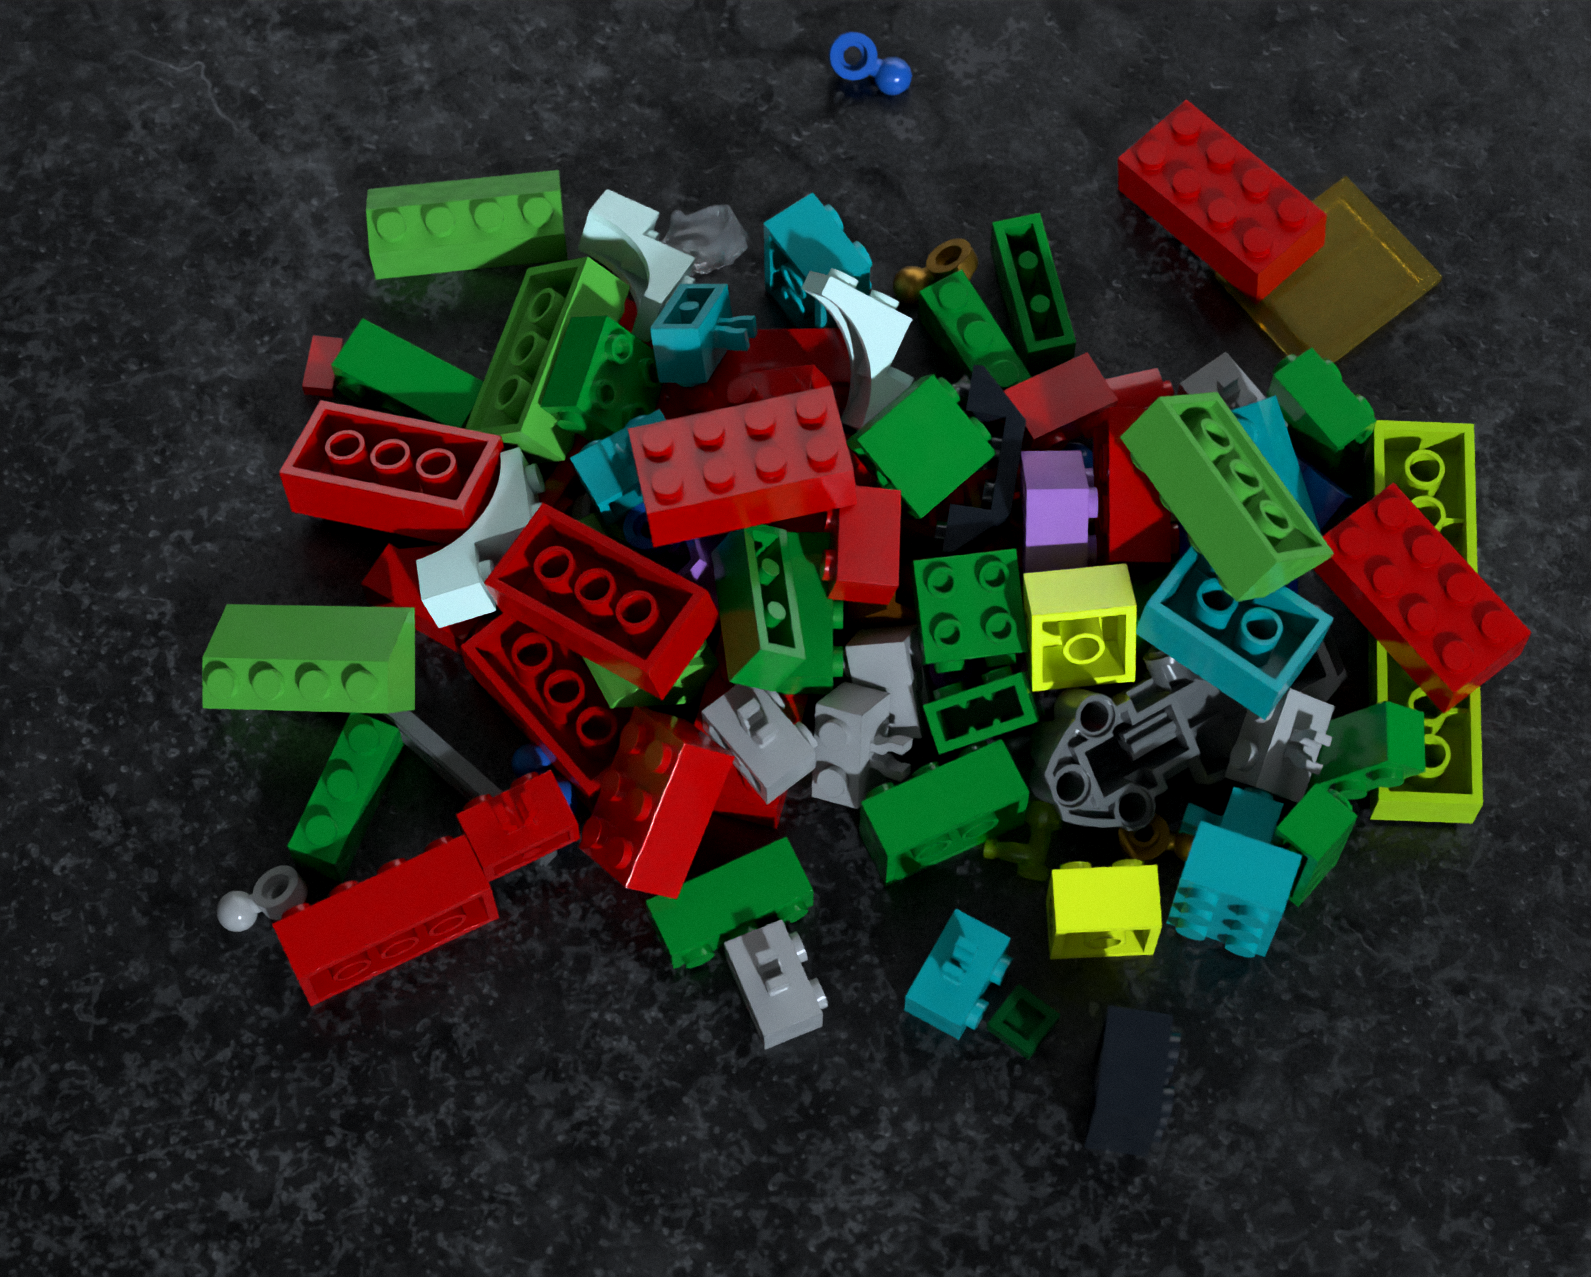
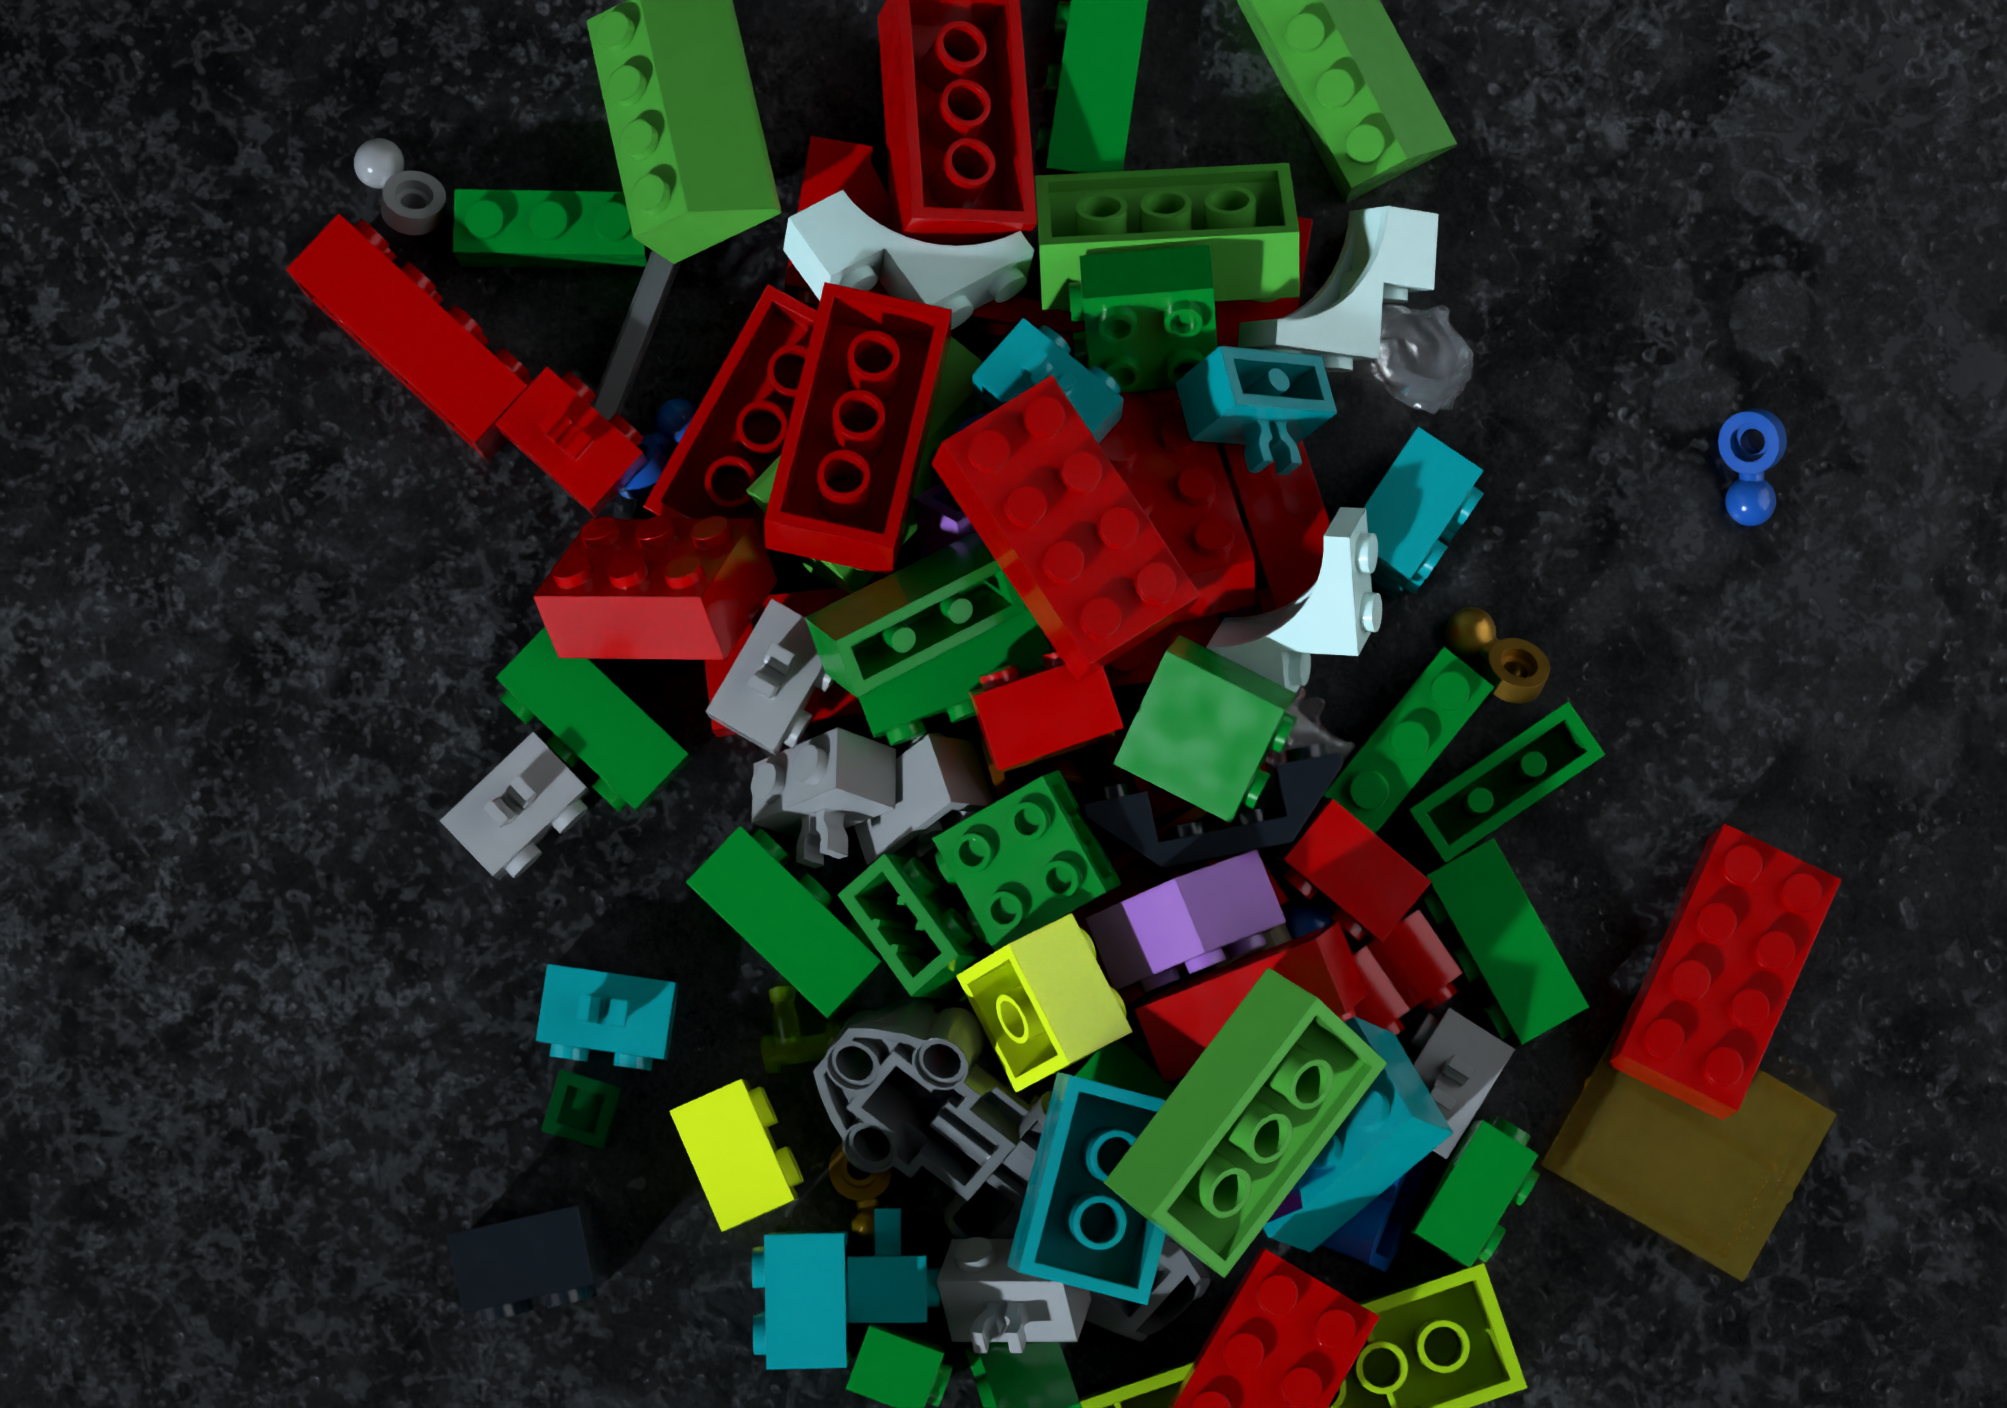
camera: 65 degrees right, 15 degrees up
(1150, 335) = (1502, 944): none -> green brick

